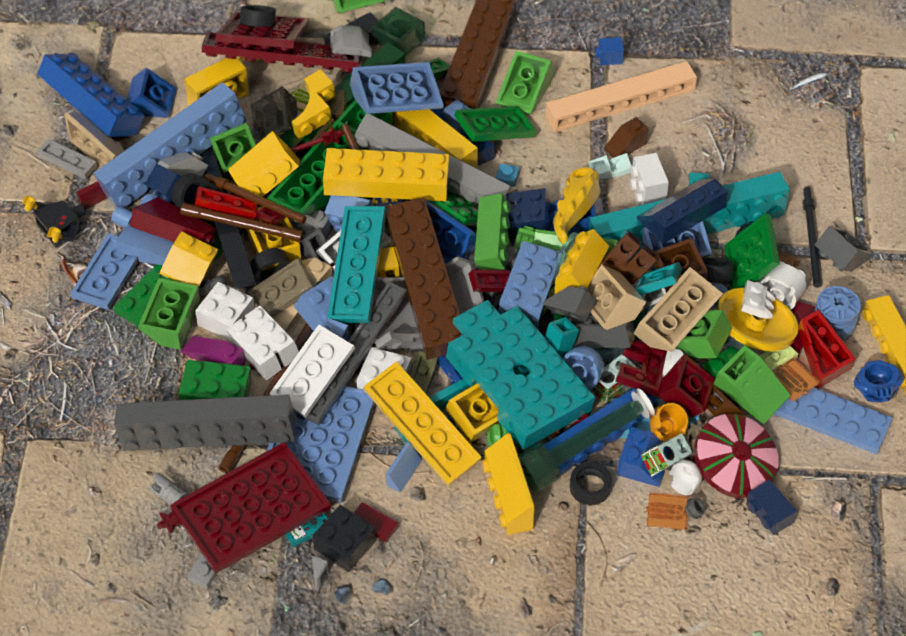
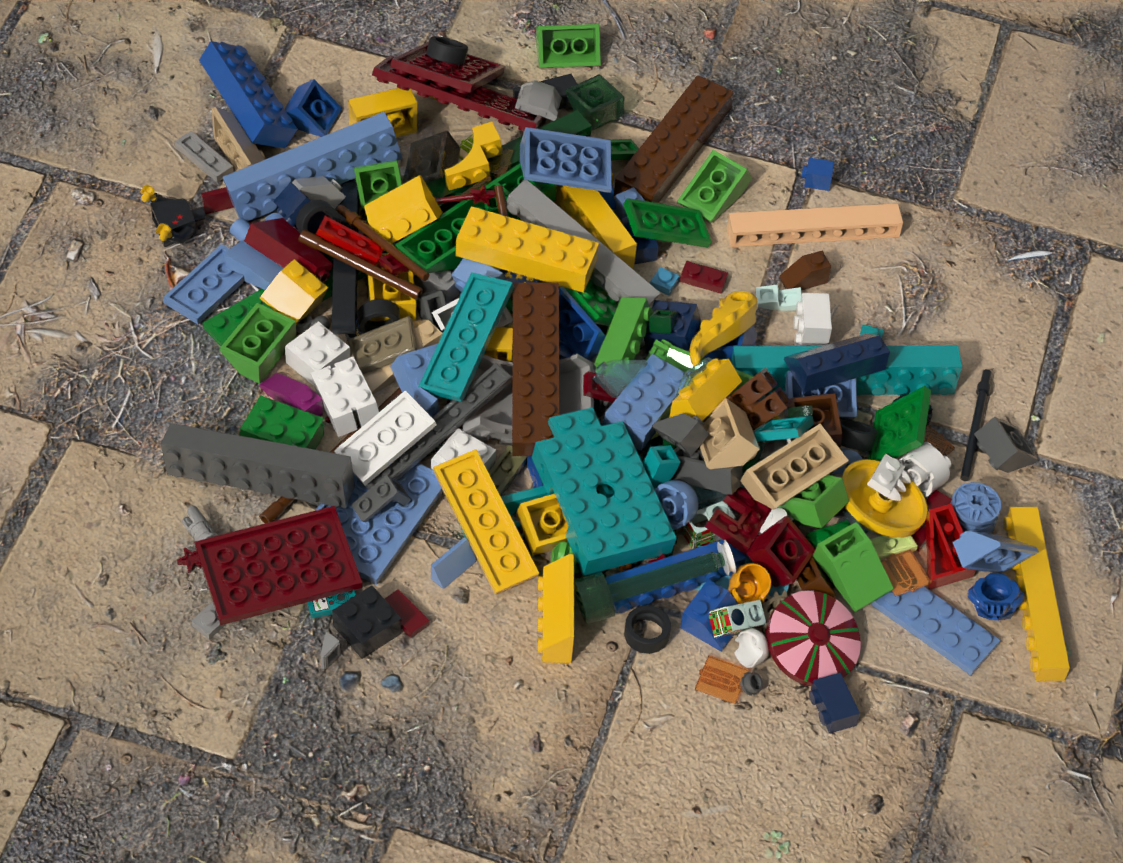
camera: 10 degrees right, 0 degrees up
(321, 425) = (379, 496): none -> dark grey bracket
(499, 266) = (616, 375): none -> clear light blue slope
(521, 210) = (662, 321): none -> dark green slope
(539, 163) = (703, 277): none -> dark red plate
(667, 260) = (799, 411): none -> clear green tile
(865, 343) = (991, 552): none -> medium blue slope

